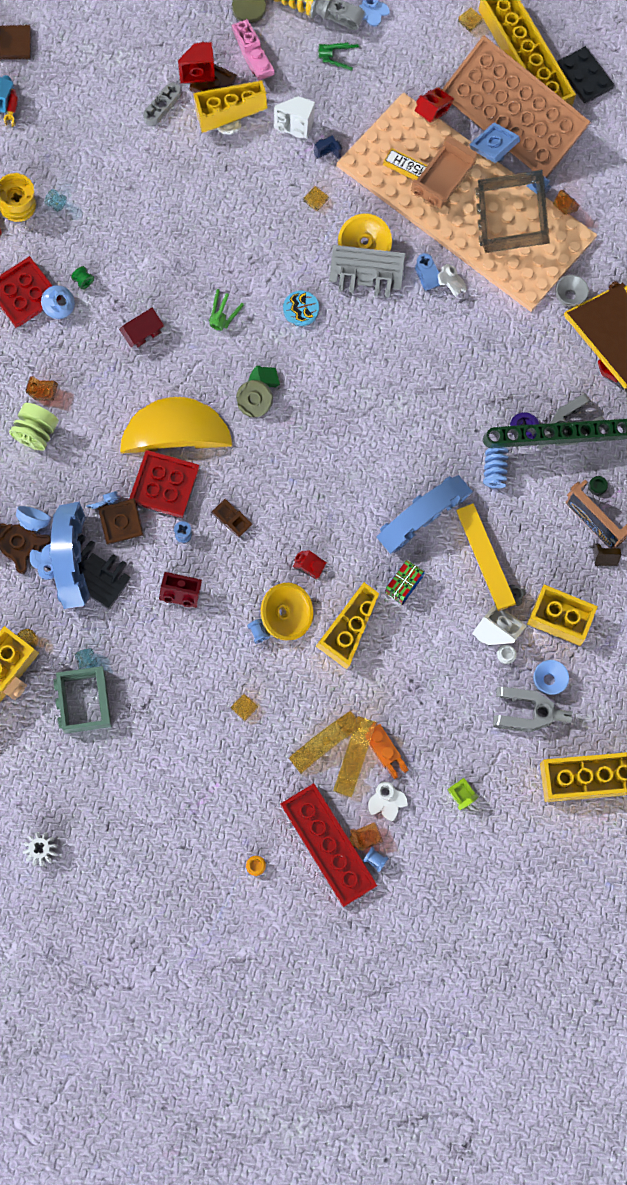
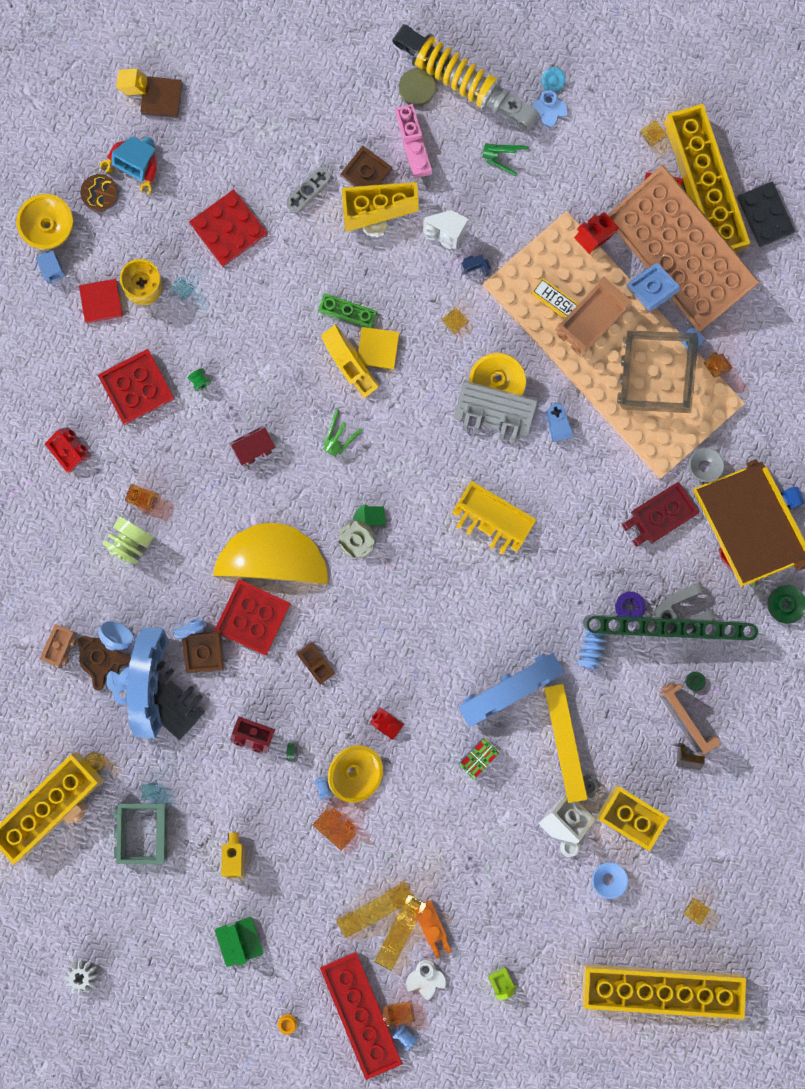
camera: 15 degrees right, 10 degrees up
(51, 306) = (161, 401): light blue piece -> none
(91, 145) = (228, 228): none -> red plate
(178, 710) = (234, 866): none -> yellow torso
(180, 537) = (269, 674): medium blue bush -> none
(195, 791) = (239, 942): none -> green bracket
(197, 64) = (351, 154): red slope -> none
(204, 201) = (336, 306): none -> bright green tile
(221, 602) = (292, 752): none -> dark green tile
(223, 243) = (348, 361): none -> yellow slope
(244, 707) = (299, 862): clear yellow plate -> none
(247, 230) = (378, 348): none -> yellow tile
(274, 668) = (335, 828): none -> clear orange bracket
(301, 308) = (420, 443): medium azure tile -> none
(346, 631) = (415, 797): yellow wedge -> none
(381, 362) = (494, 515): none -> yellow hinge
(449, 277) = (582, 435): white plate -> none
(538, 341) = (661, 514): none -> dark red tile
(538, 701) = (593, 904): light grey piece -> none

